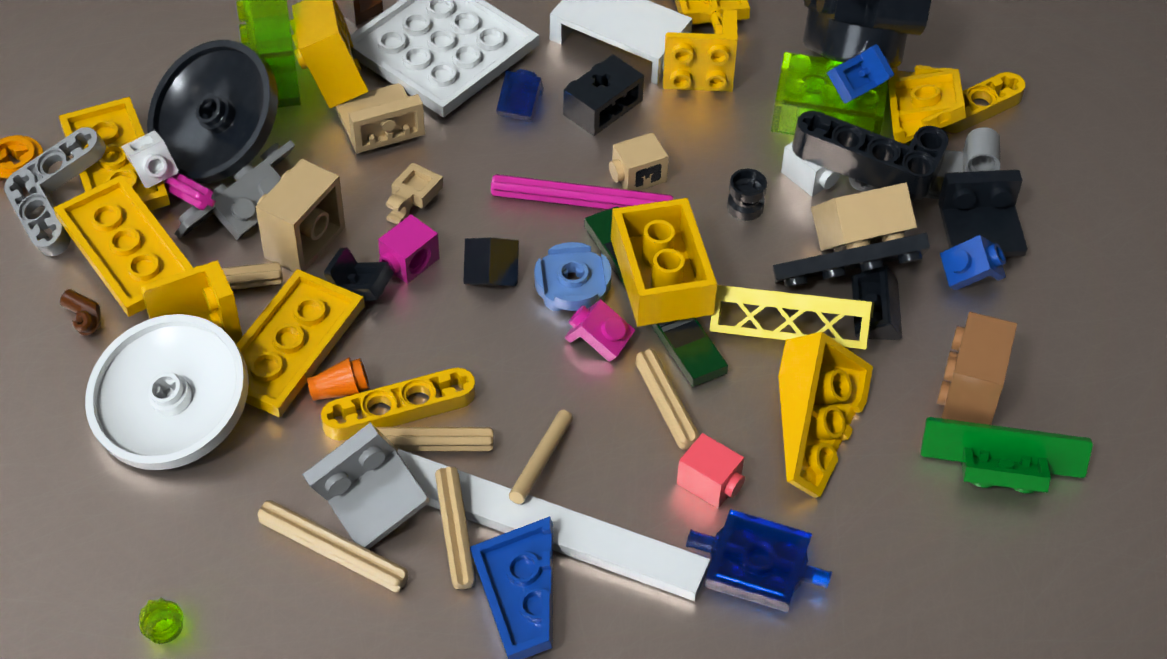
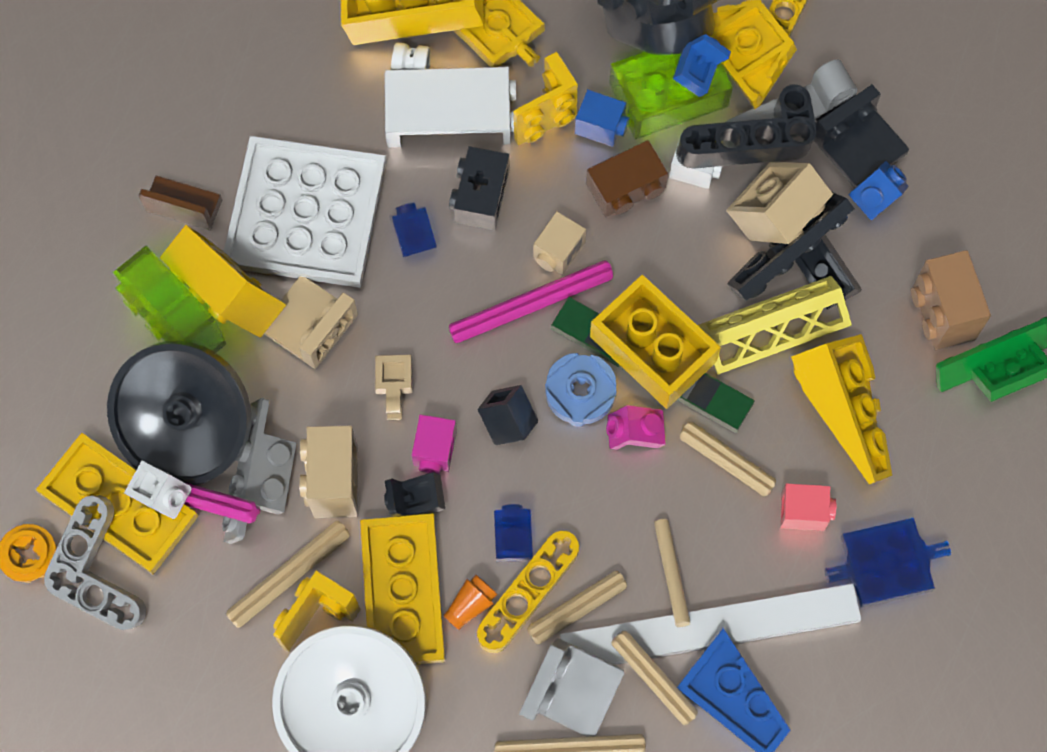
camera: 30 degrees left, 20 degrees up
(86, 311) = (214, 663): reddish brown arm -> none
(121, 240) = (206, 588): yellow plate -> none
(423, 351) = (513, 533): none -> clear blue bracket
(738, 145) = (627, 179): none -> reddish brown brick
(747, 92) = (601, 118): none -> blue brick
(747, 194) = (665, 216): black wheel -> none

